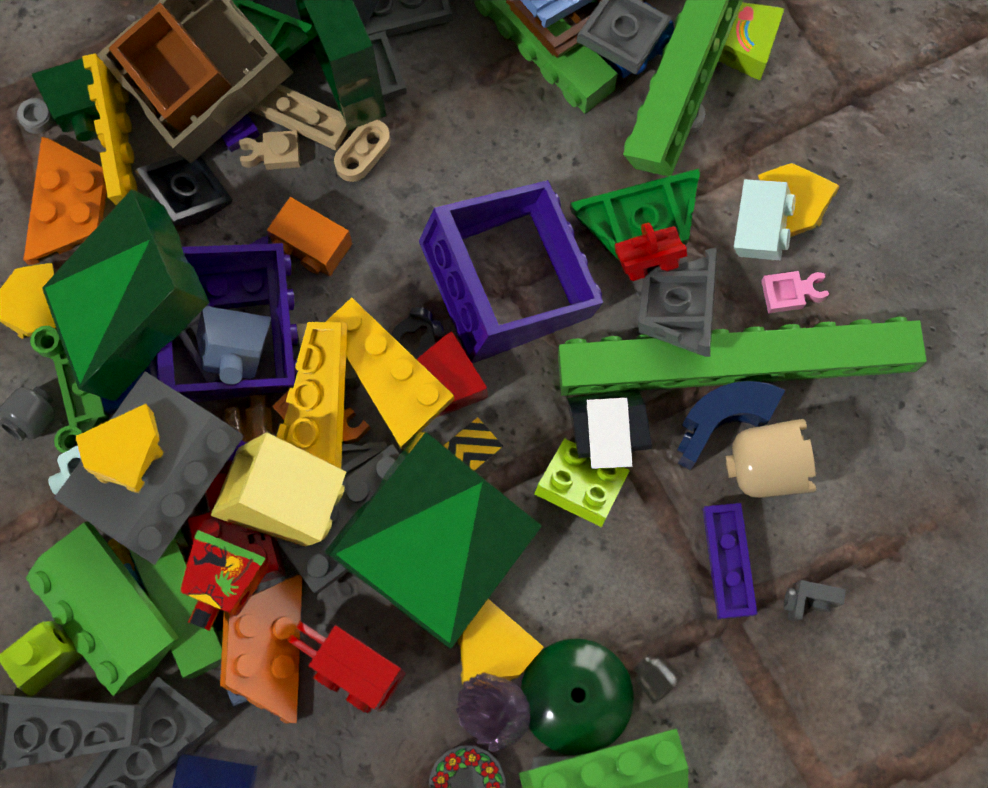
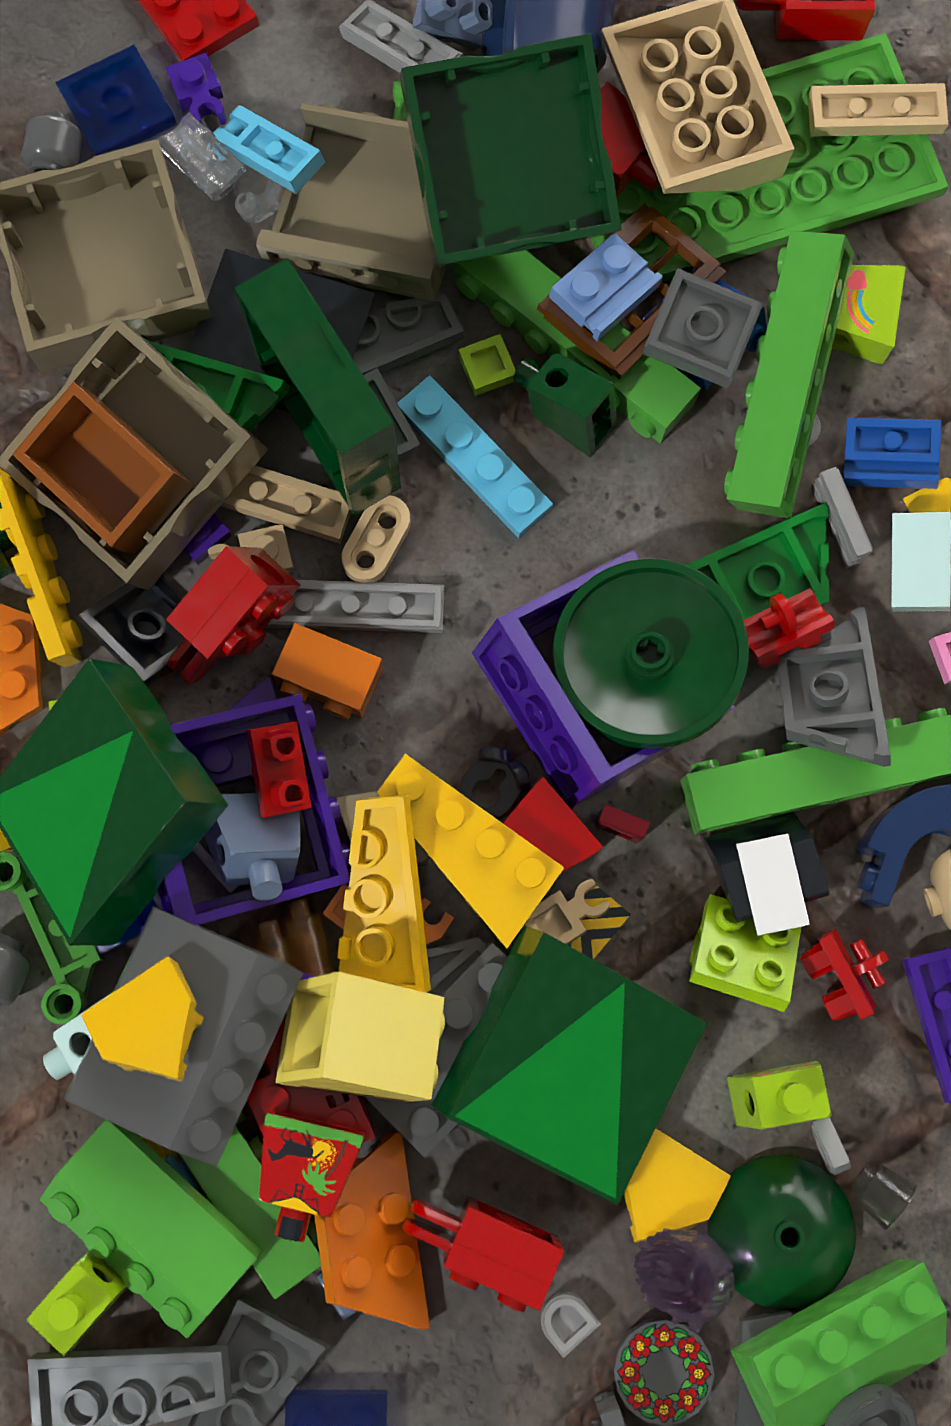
camera: 15 degrees left, 5 degrees up
(243, 179) = (229, 609): none -> red brick
(256, 293) = (278, 769): none -> red hips
(337, 195) = (366, 607): none -> light grey tile
(400, 736) = (567, 1321): none -> light grey tile
(446, 104) = (474, 456): none -> medium azure plate
(453, 435) = (563, 918): none -> tan plate
(466, 40) = (487, 364): none -> lime plate
(506, 376) = (622, 824): none -> dark red tile
(521, 71) = (570, 400): none -> dark green torso
(544, 251) = (651, 653): none -> dark green dish
(591, 590) = (779, 1096): none -> lime torso
(622, 634) = (830, 1146): none -> light grey tile
(649, 496) = (854, 995): none -> red hips
(709, 181) = (843, 518): none -> light grey tile
(754, 140) = (892, 453): none -> blue plate

